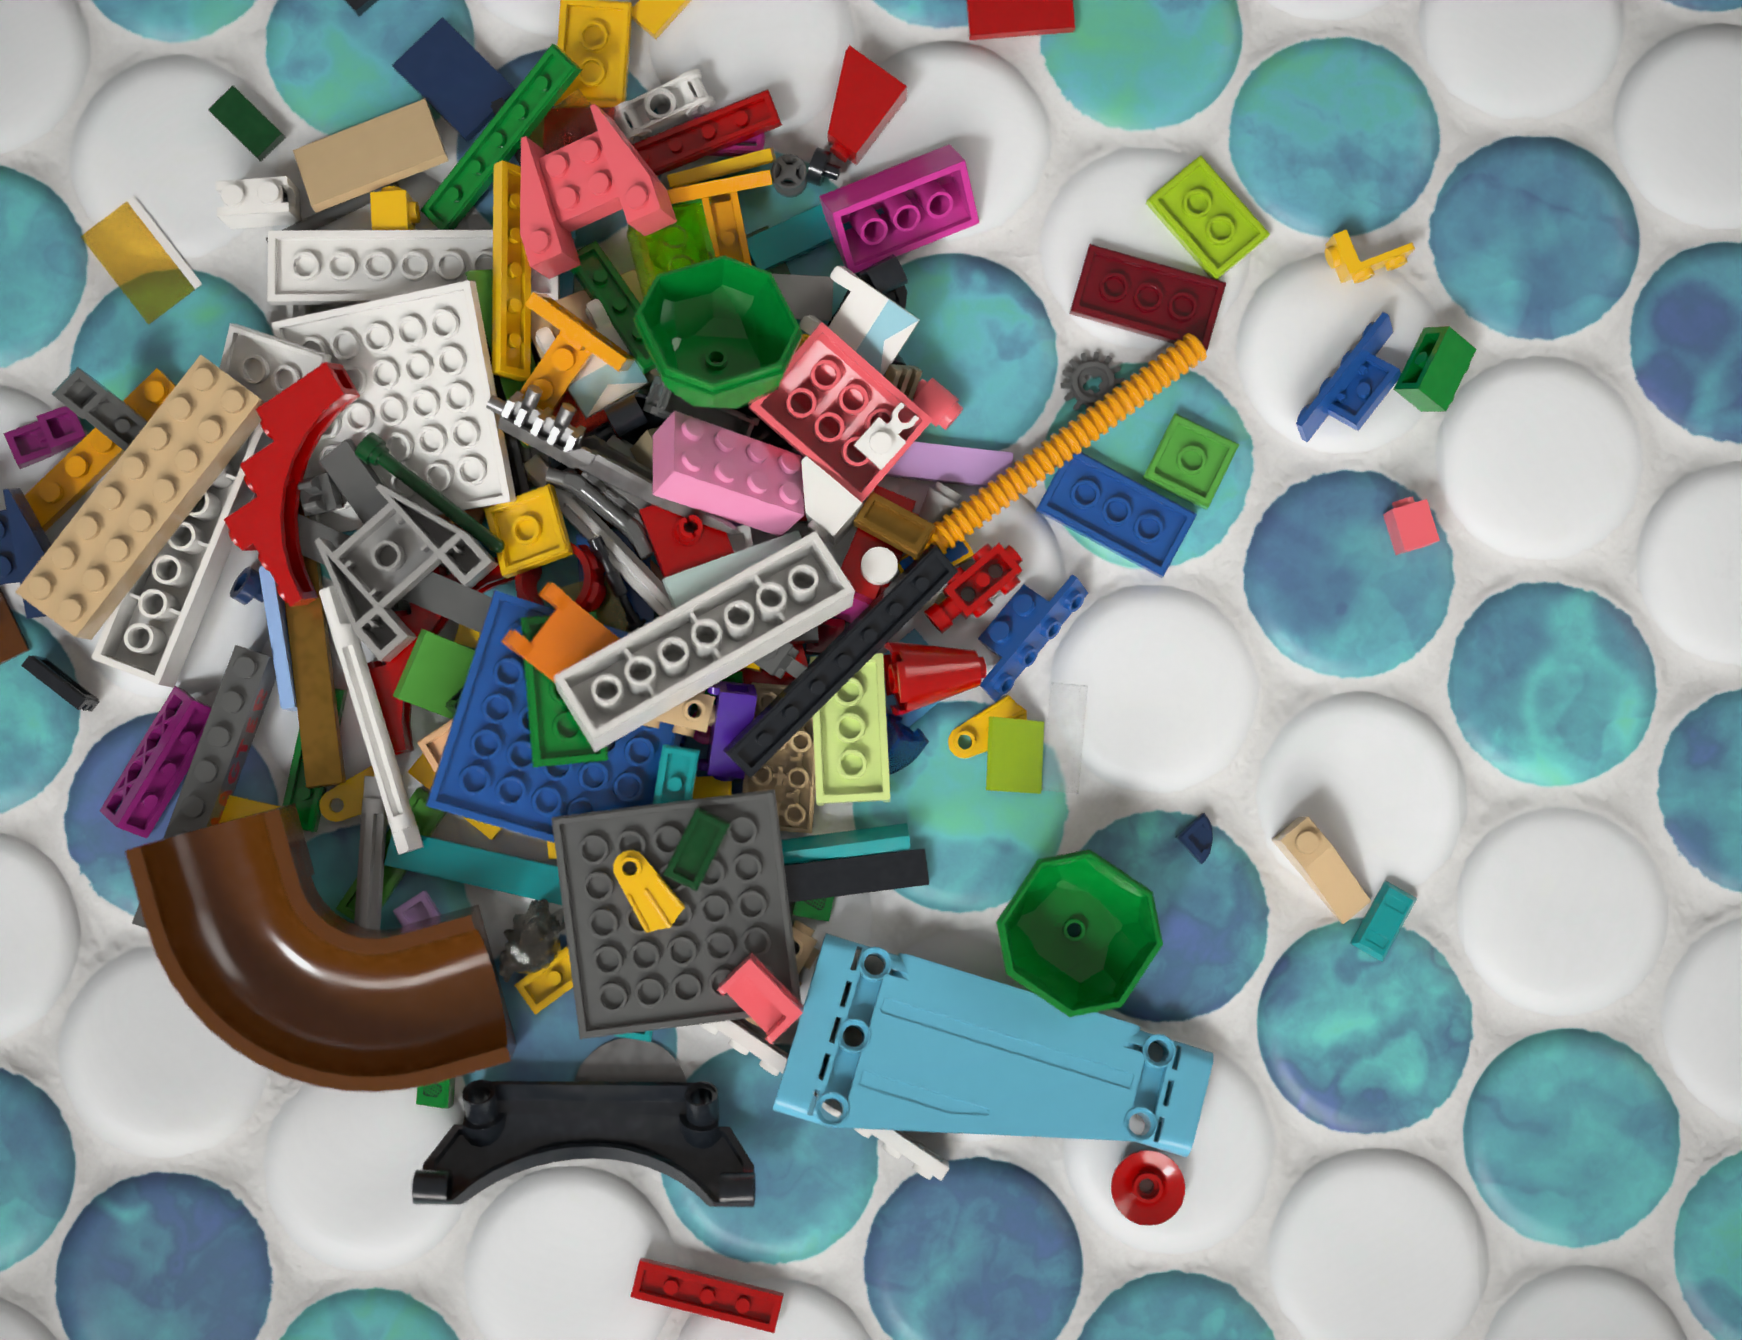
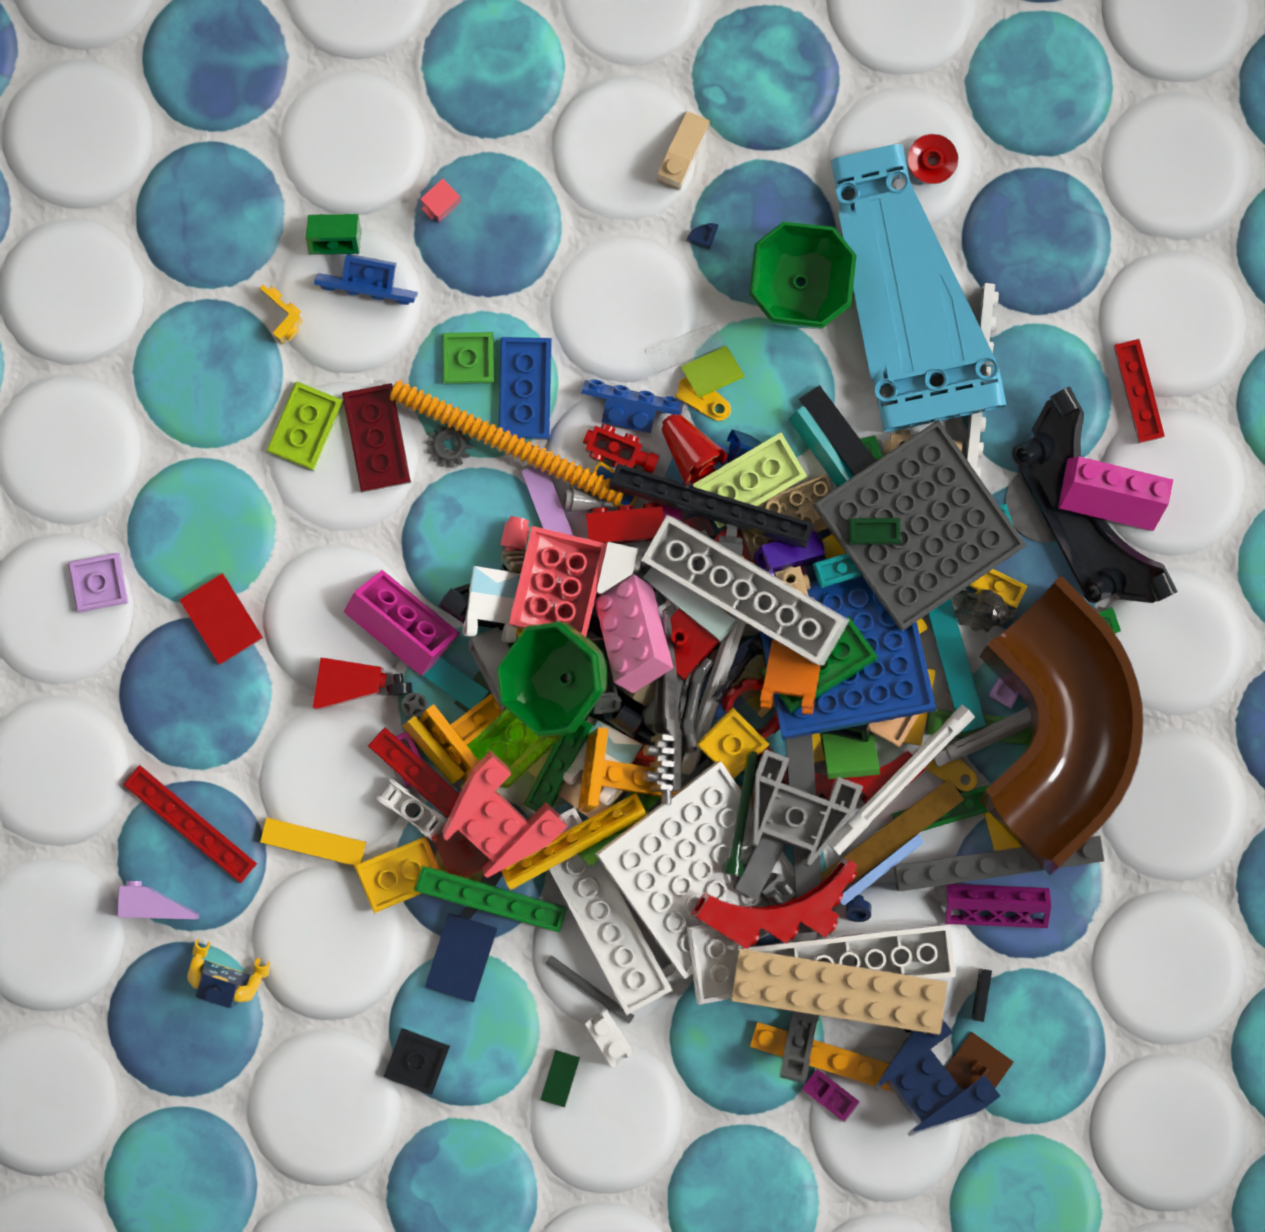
camera: 120 degrees left, 0 degrees up
(141, 260) = (684, 1099): clear yellow sticker -> none
(370, 155) = (541, 981): tan tile -> none
(393, 209) = (570, 946): yellow brick -> none
(589, 1190) = (1114, 493): none -> dark pink slope
(647, 892) = (916, 548): yellow piece -> none
(762, 997) = (943, 445): coral panel -> none
(879, 565) = (640, 513): white tile -> none
(882, 440) = (562, 549): white plate -> none
(894, 525) = (609, 516): pearl gold tile -> none
(1383, 921) = (695, 97): teal tile -> none

